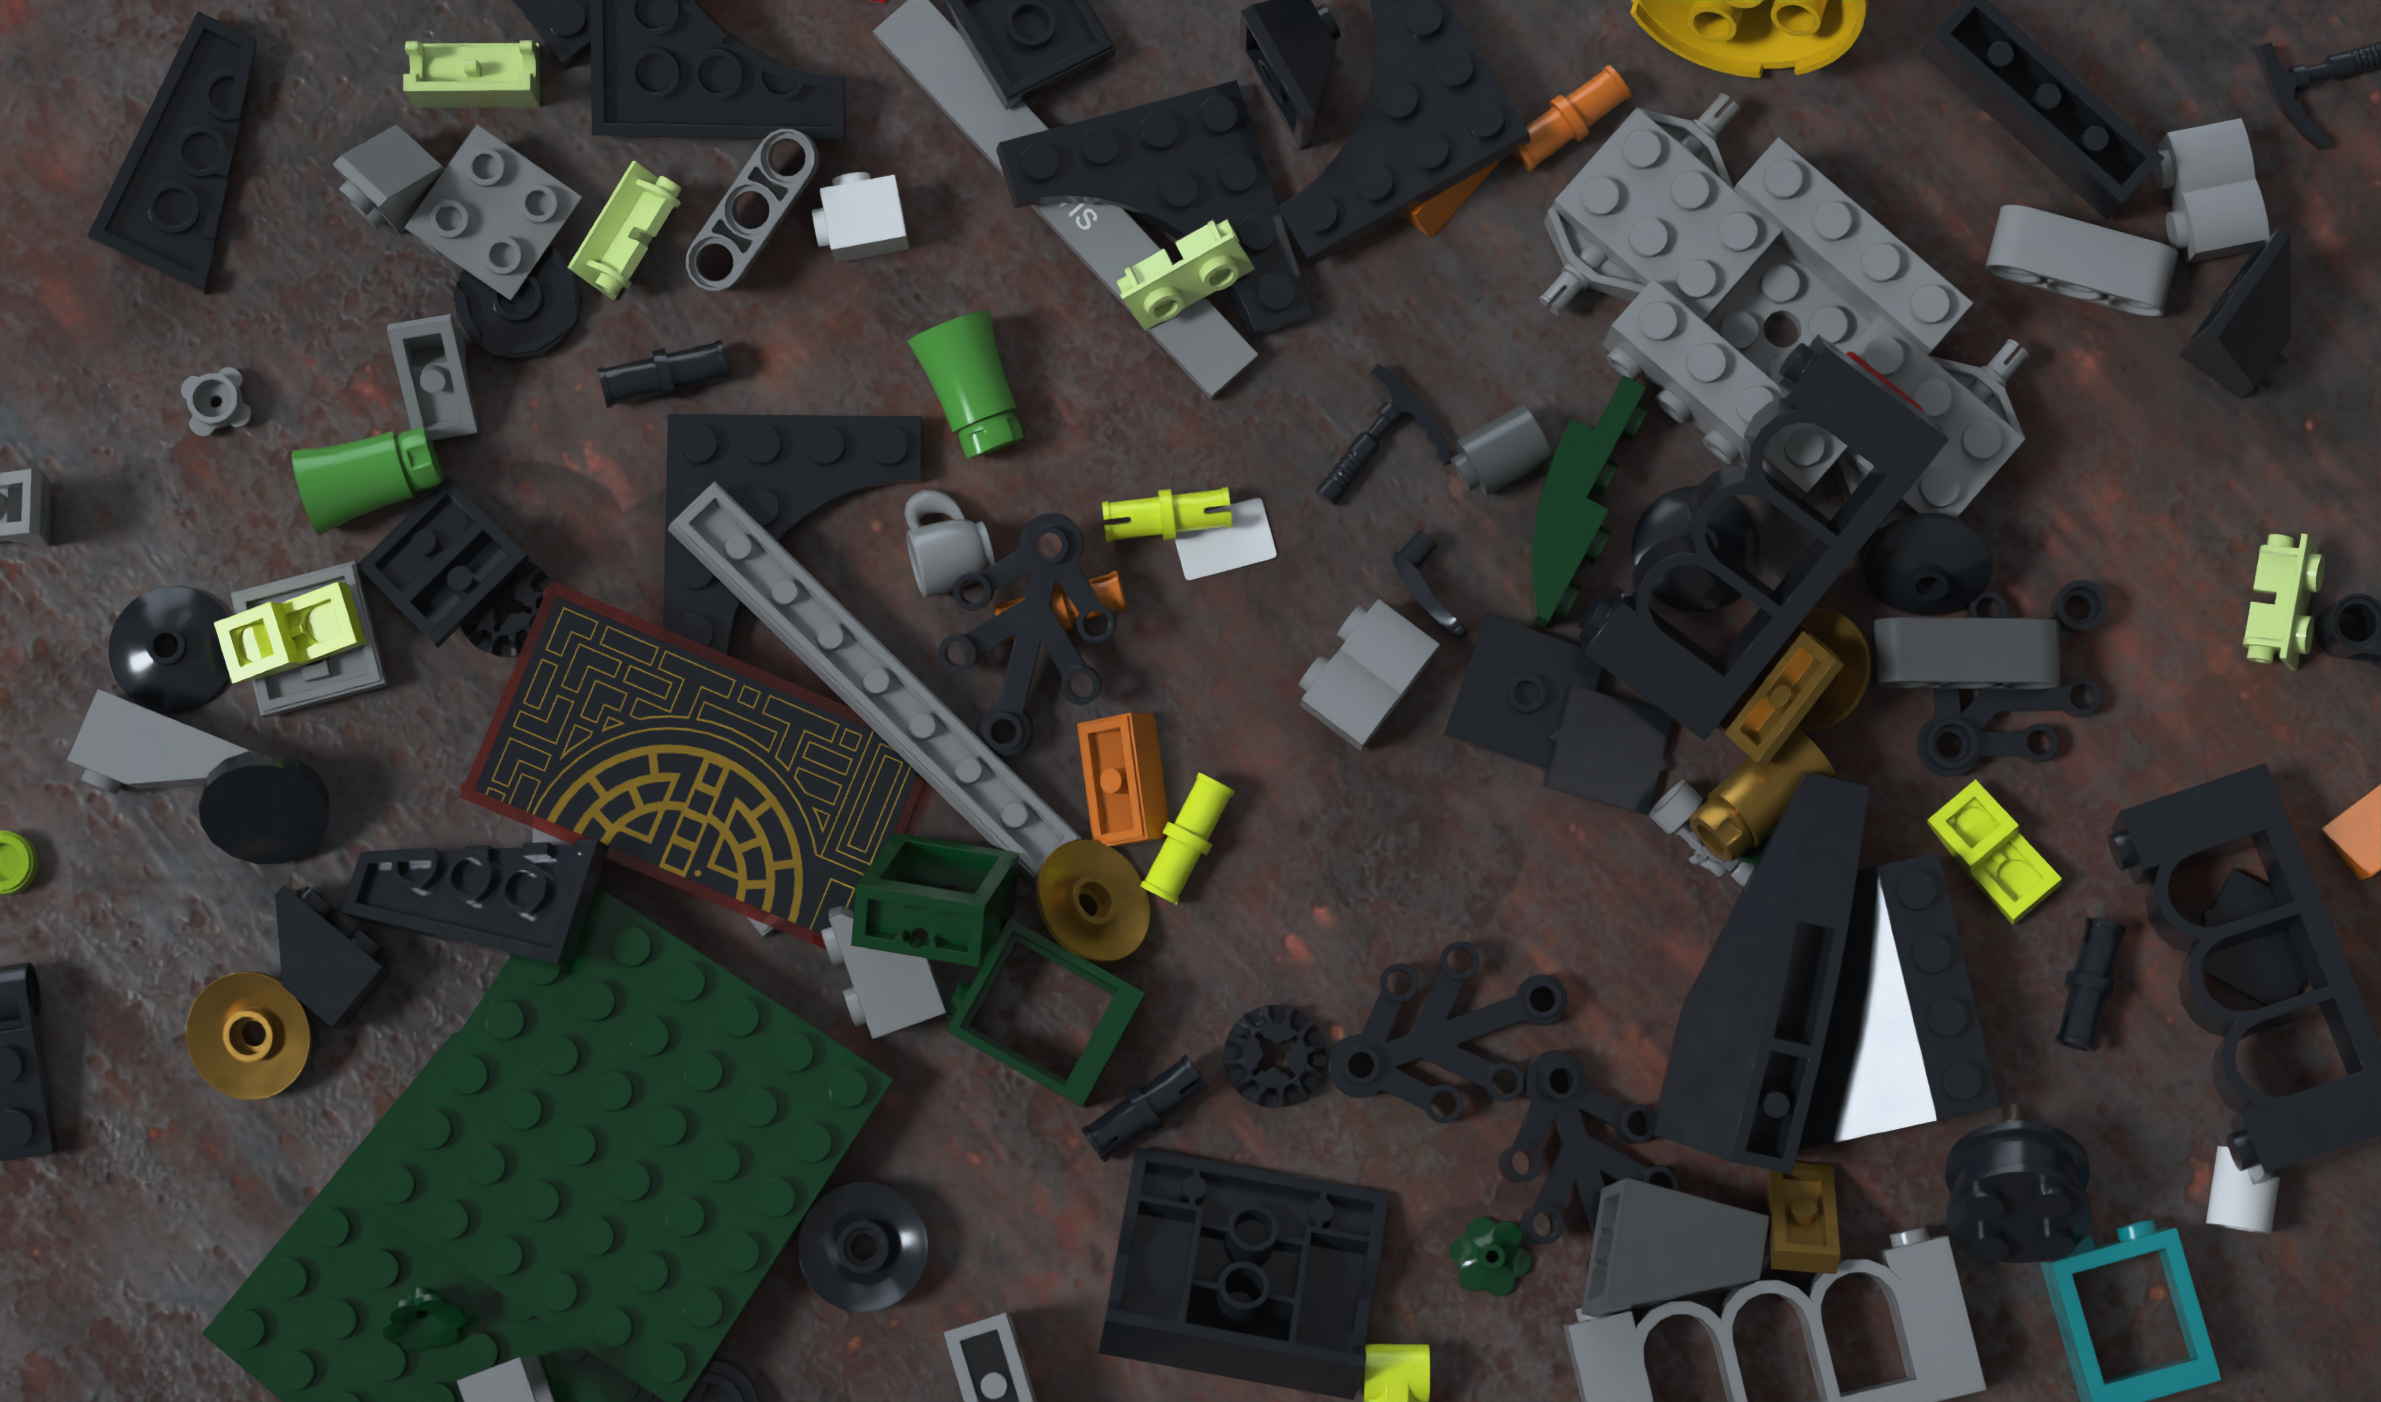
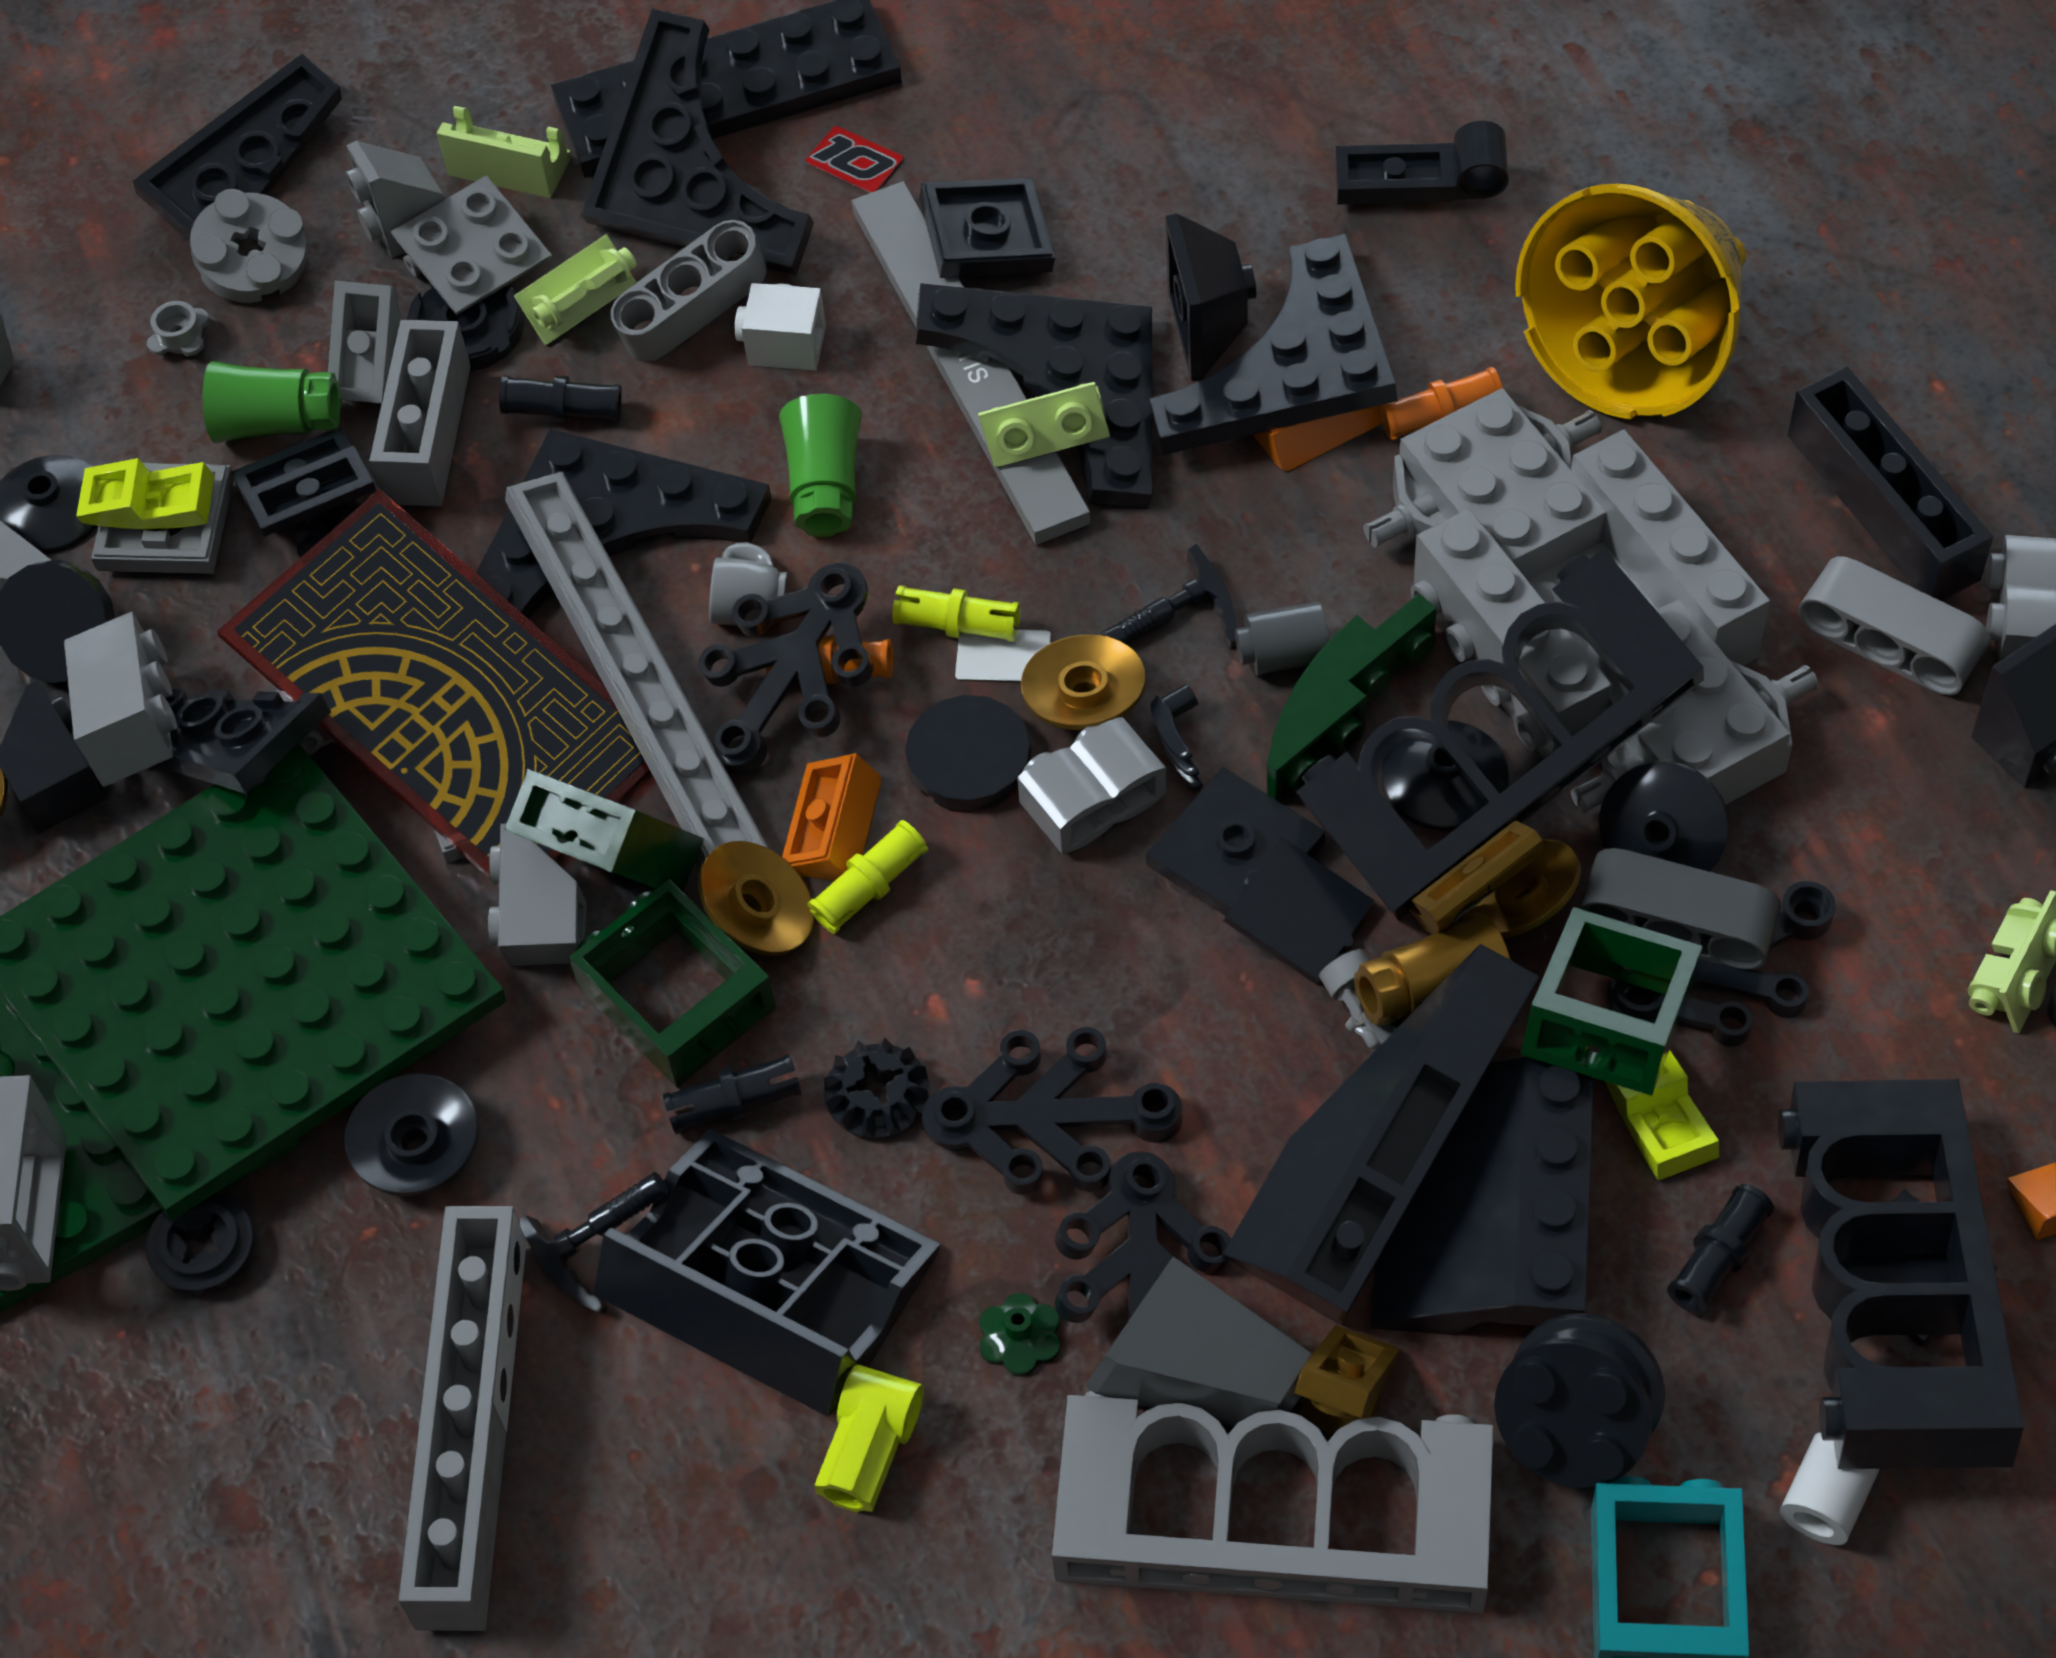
camera: 25 degrees right, 25 degrees down
(222, 303) = (241, 217): none -> light grey plate
(384, 889) = (119, 698): none -> light grey brick
(532, 445) = (420, 412): none -> light grey brick
(1083, 1272) = (567, 1243): none -> black piece
(1232, 666) = (967, 752): none -> black tile
(1318, 534) = (1083, 681): none -> pearl gold dish
(1939, 846) = (1630, 1048): none -> dark green window

